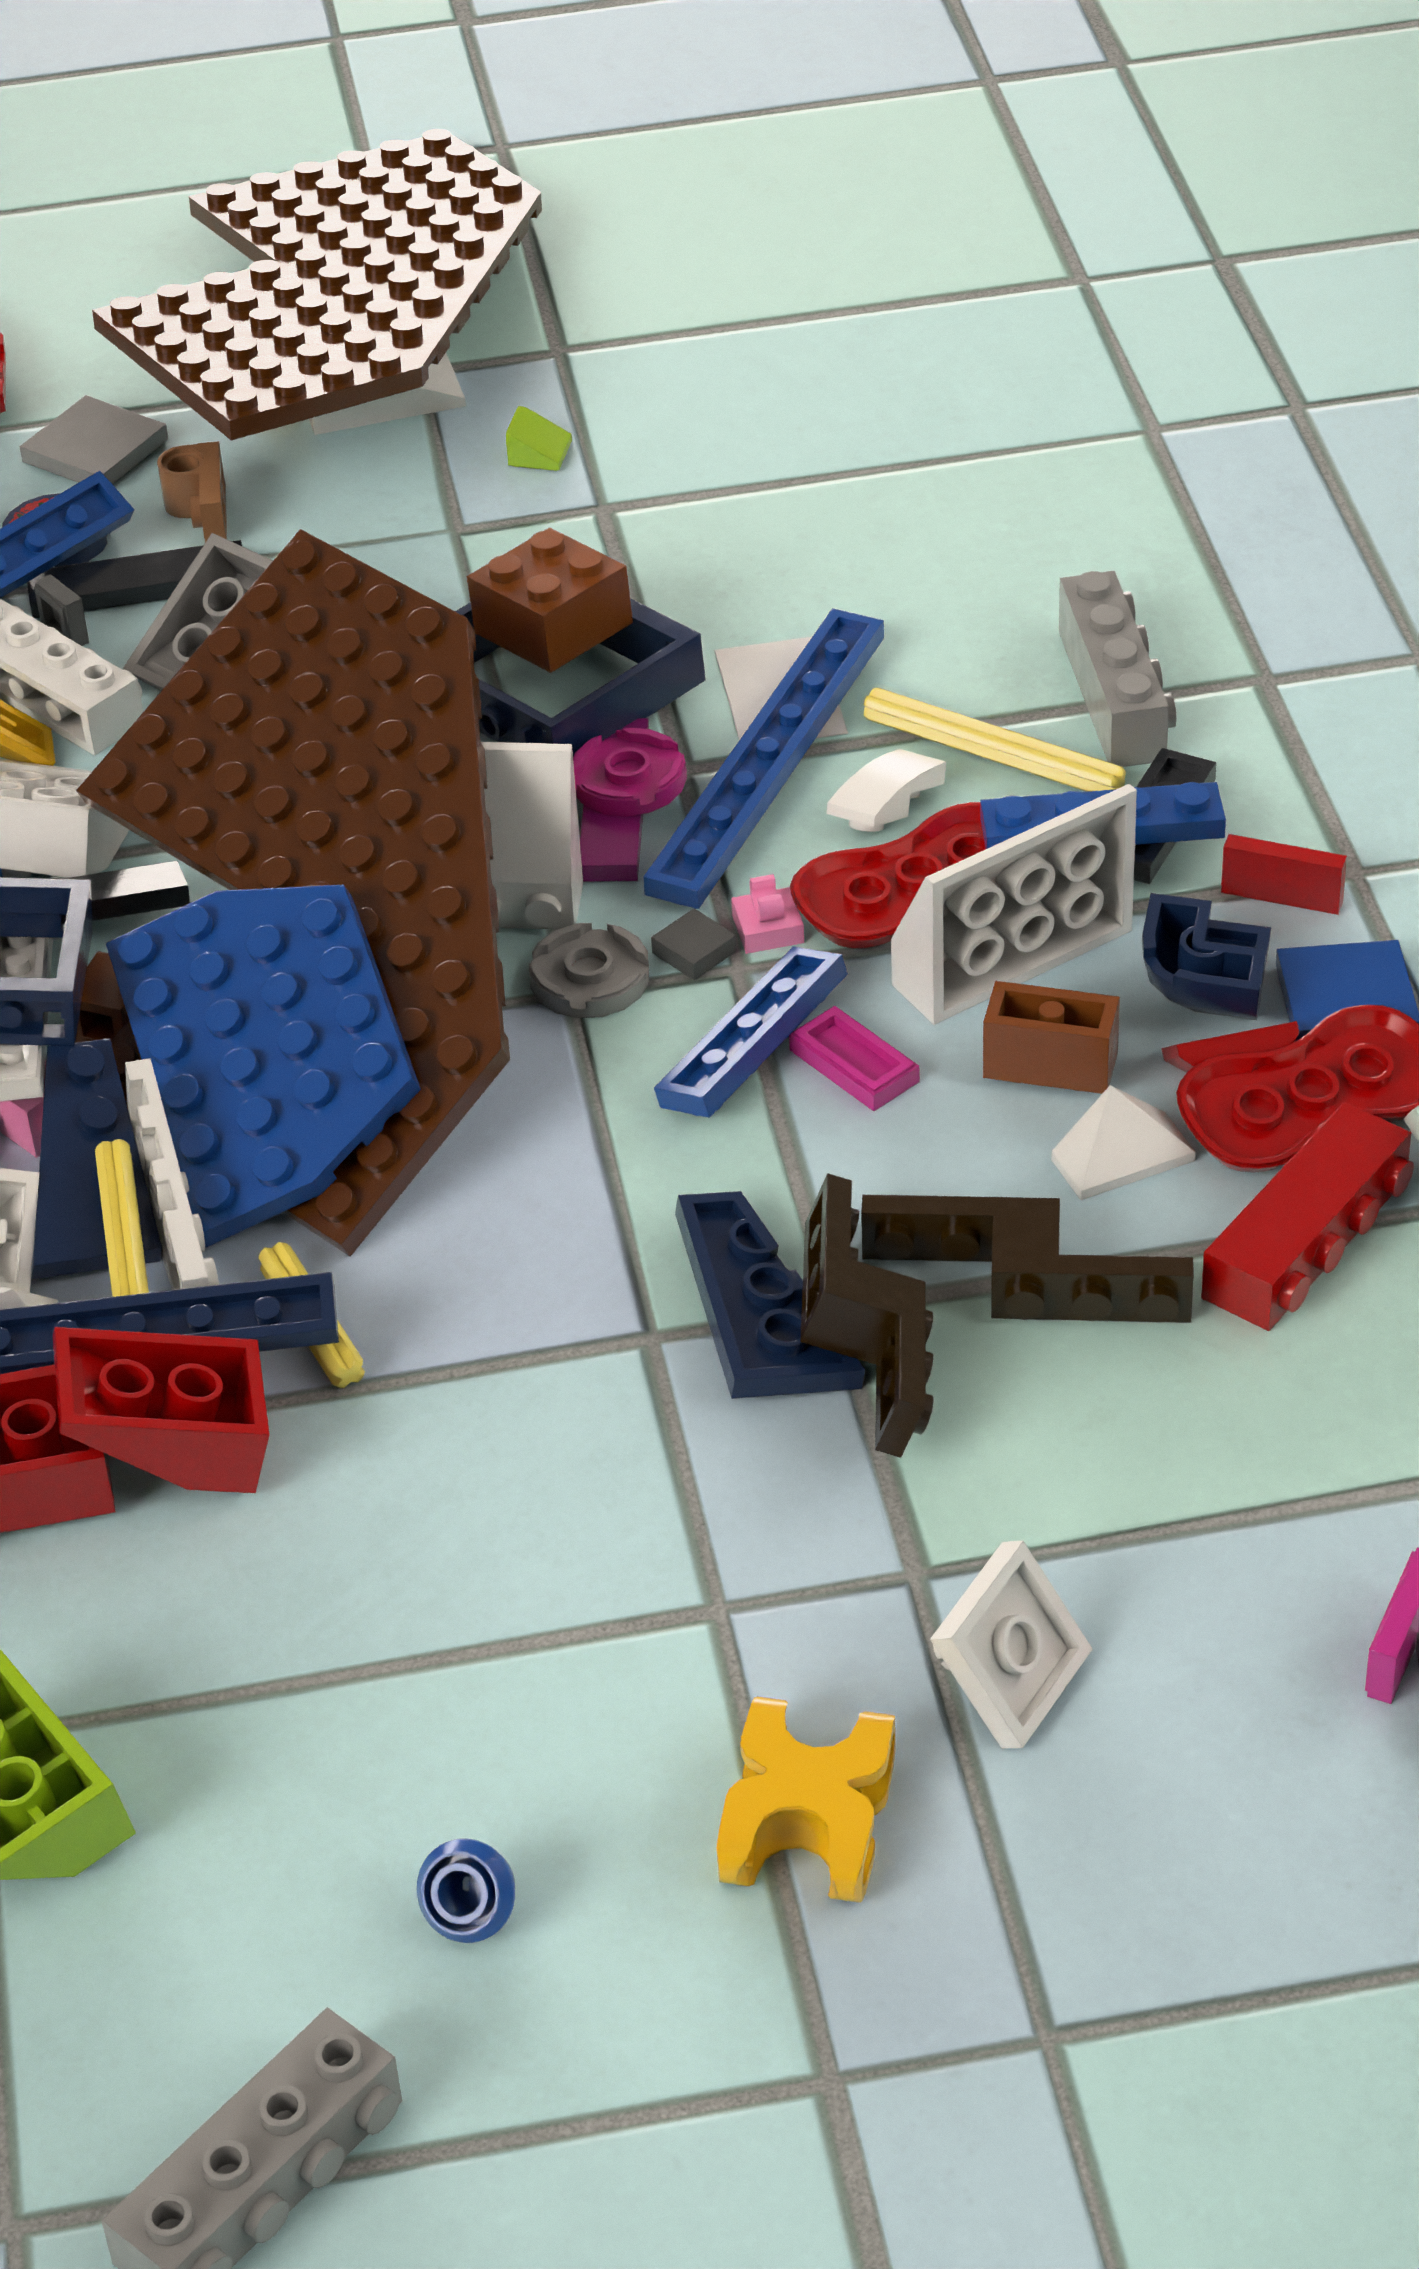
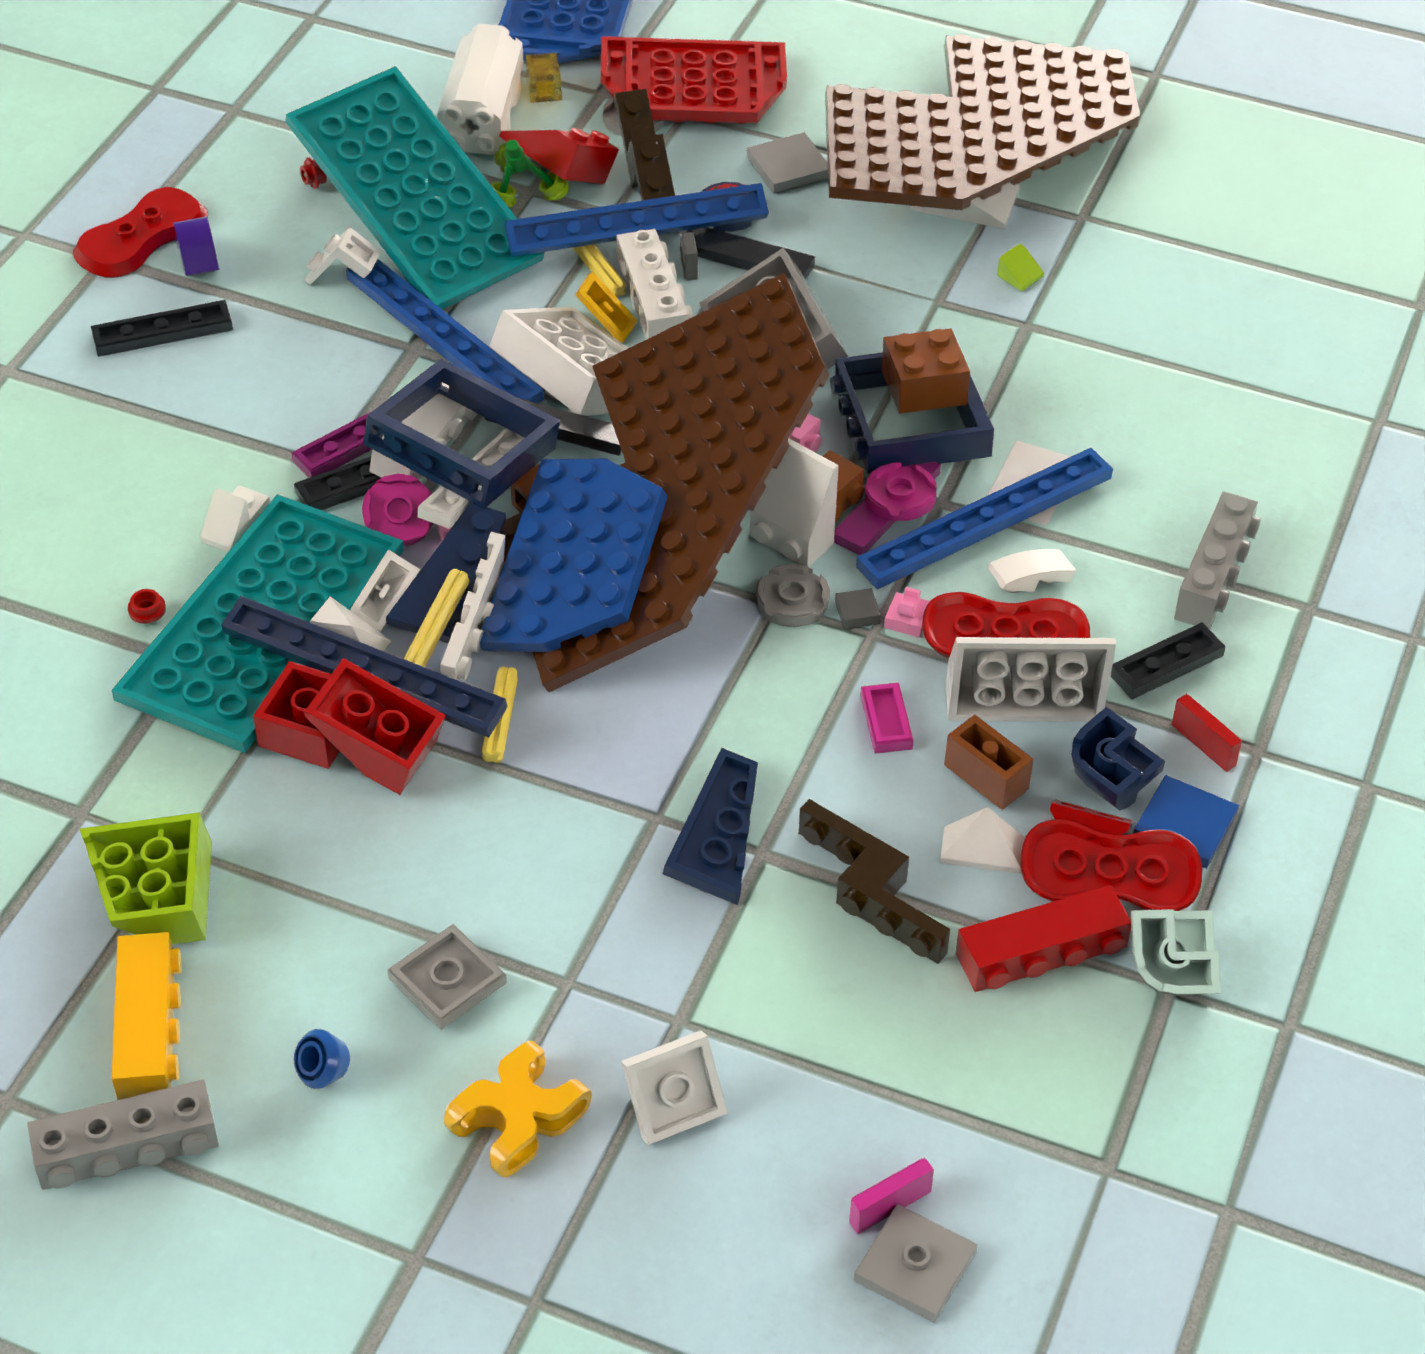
camera: 30 degrees right, 5 degrees up
(147, 1978) = (144, 1014): none -> yellow brick
(195, 486) = (815, 217): medium nougat plate -> none
(547, 1687) = (447, 976): none -> light grey plate
(750, 1031) = (841, 674): blue plate -> none
(867, 1316) = (758, 866): dark brown bracket -> none
(992, 742) = (1118, 572): light yellow axle -> none
(1162, 813) = (1134, 649): blue plate -> none

